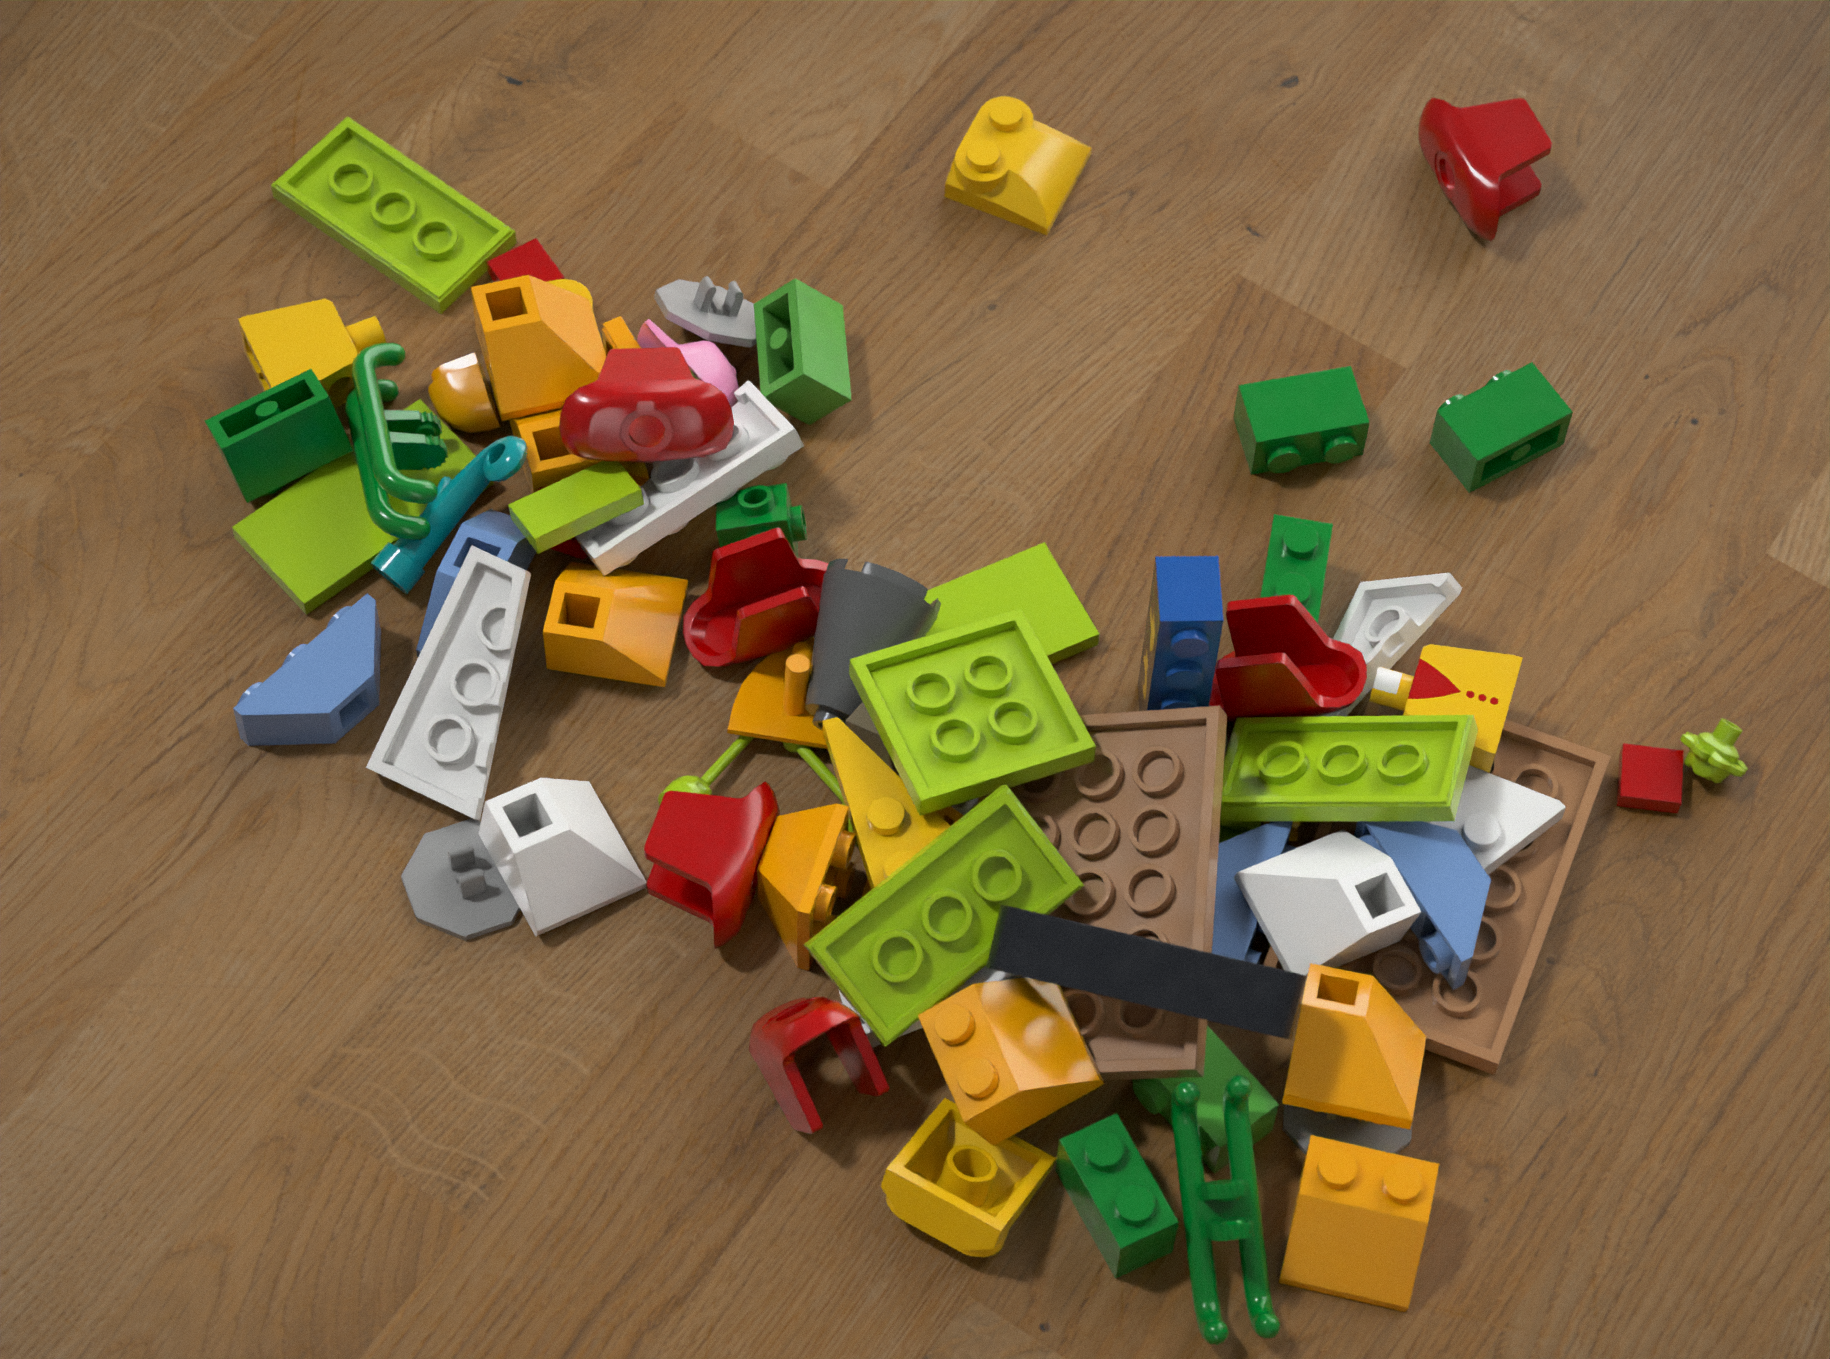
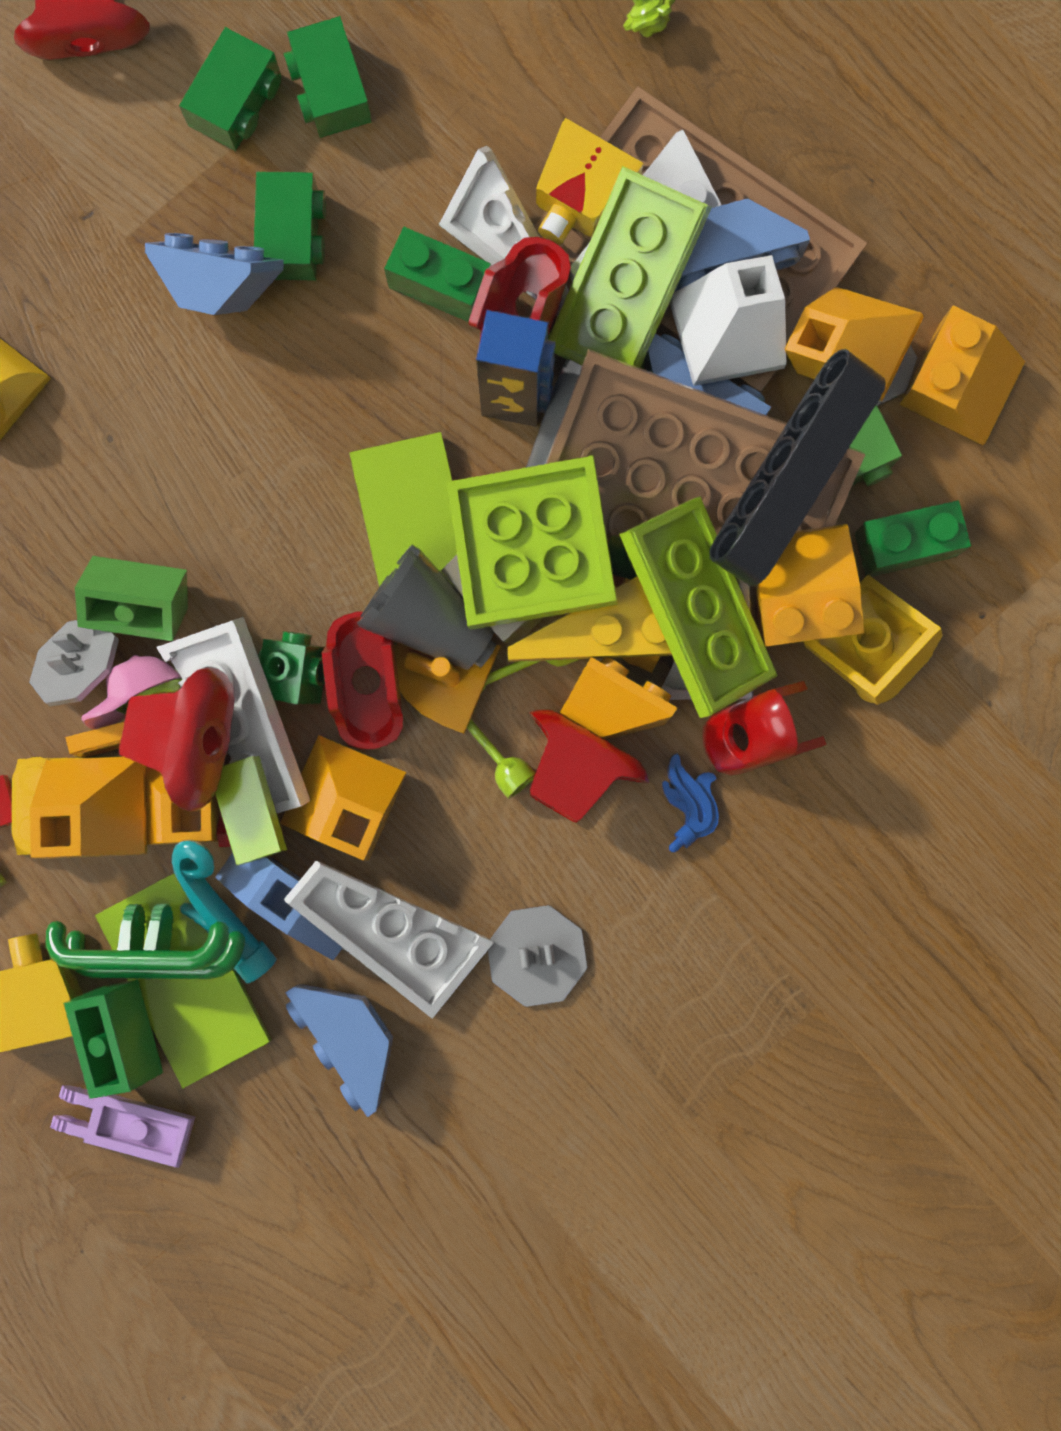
camera: 75 degrees left, 25 degrees up
(176, 484) = (128, 1126): none -> lavender hinge
(463, 395) = (103, 878): light orange piece -> none
(557, 851) = (542, 881): white slope -> none
(707, 1014) = (694, 800): none -> blue piece
(1211, 347) = (209, 275): none -> medium blue slope
(1222, 1210) = (952, 468): green piece -> none
(1448, 330) = (231, 89): none -> green brick
(1650, 778) = (652, 65): red tile -> none

